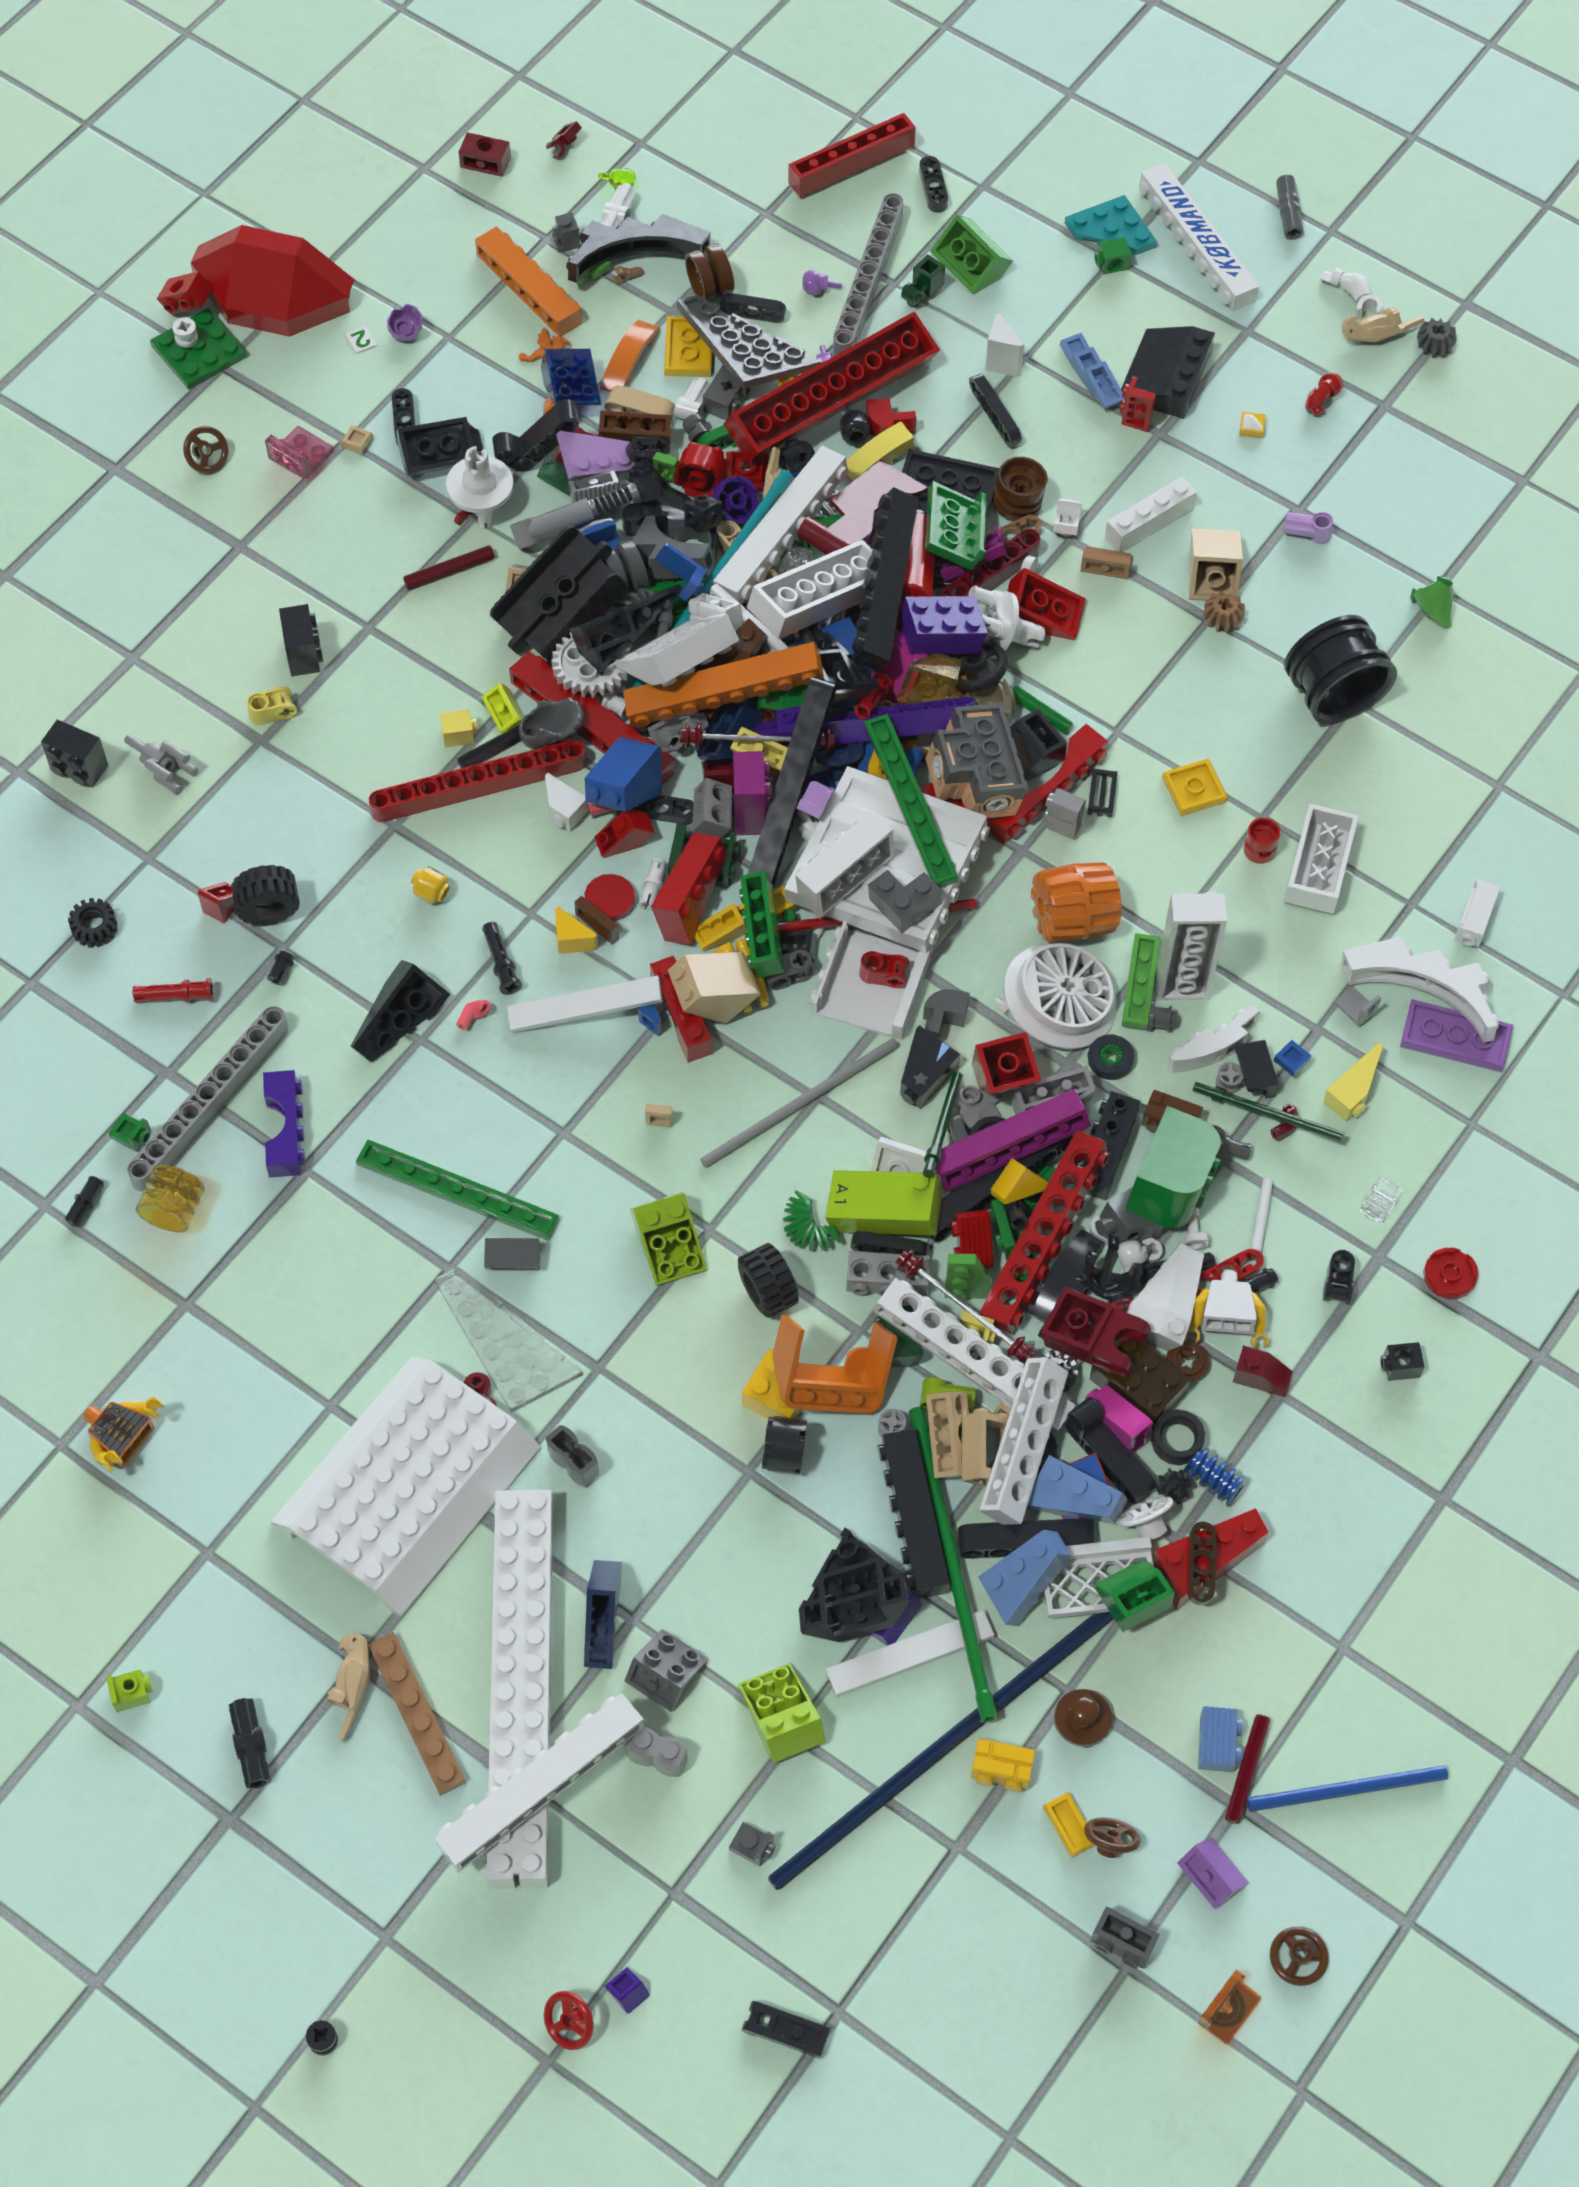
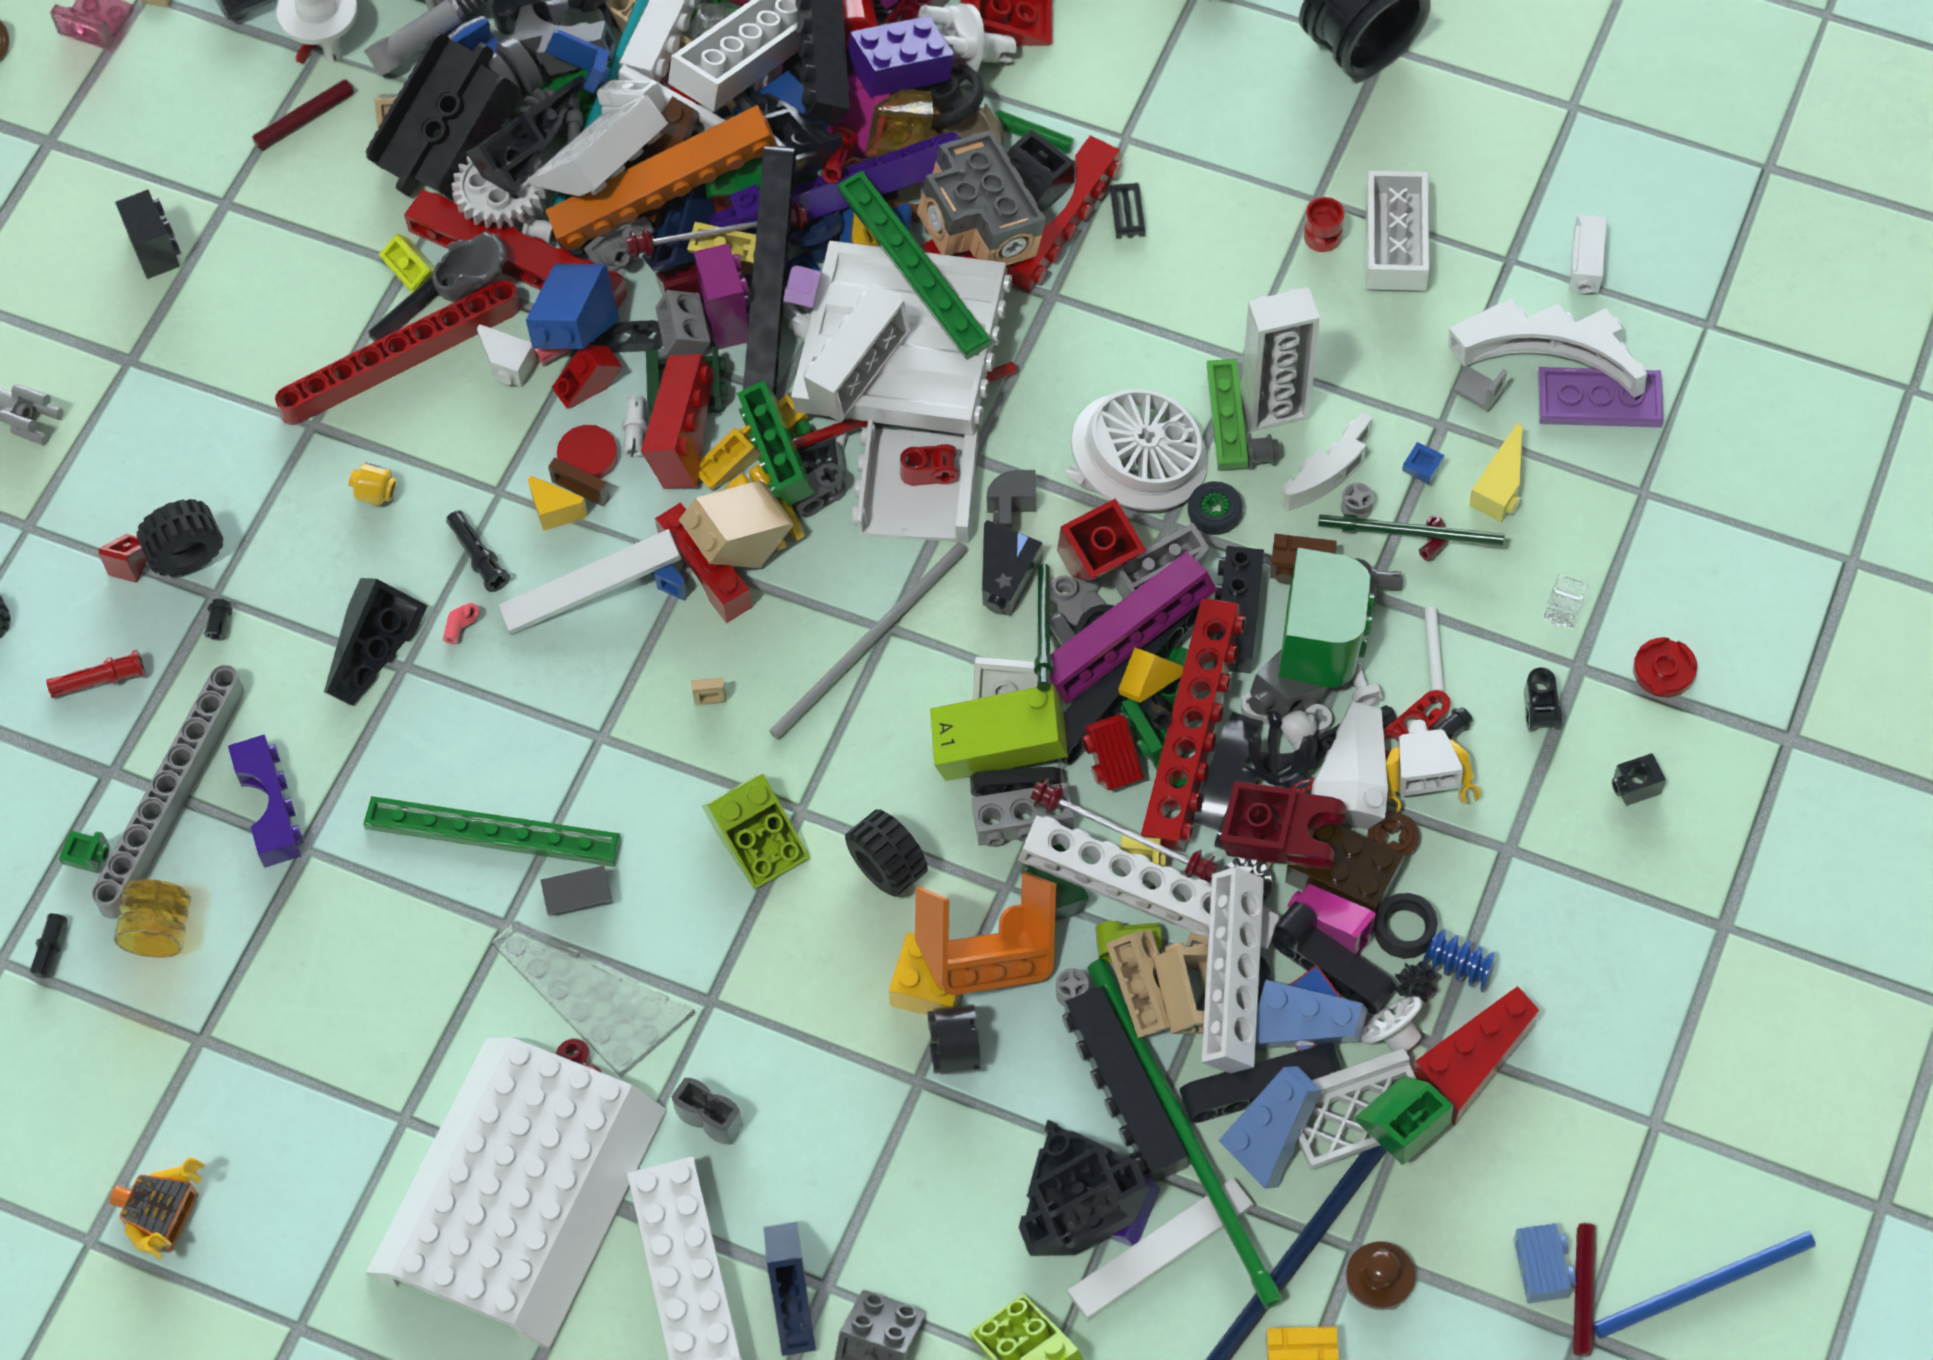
camera: 10 degrees left, 0 degrees up
(269, 706) = (130, 318): light yellow piece -> none
(458, 728) = (360, 296): light yellow brick -> none
(803, 1226) = (909, 780): green hair -> none
(904, 904) = (936, 383): dark grey brick -> none
(967, 1277) = (1117, 796): bright green wing -> none
(1064, 813) = (1091, 241): light grey brick -> none
(1076, 901) = (1132, 338): orange wheel -> none
(1193, 1583) = (1469, 1089): dark brown beam -> none
(1194, 787) = (1230, 181): yellow tile -> none
(1257, 1068) = (1386, 482): black panel -> none
(1262, 1372) = (1481, 828): dark red slope -> none

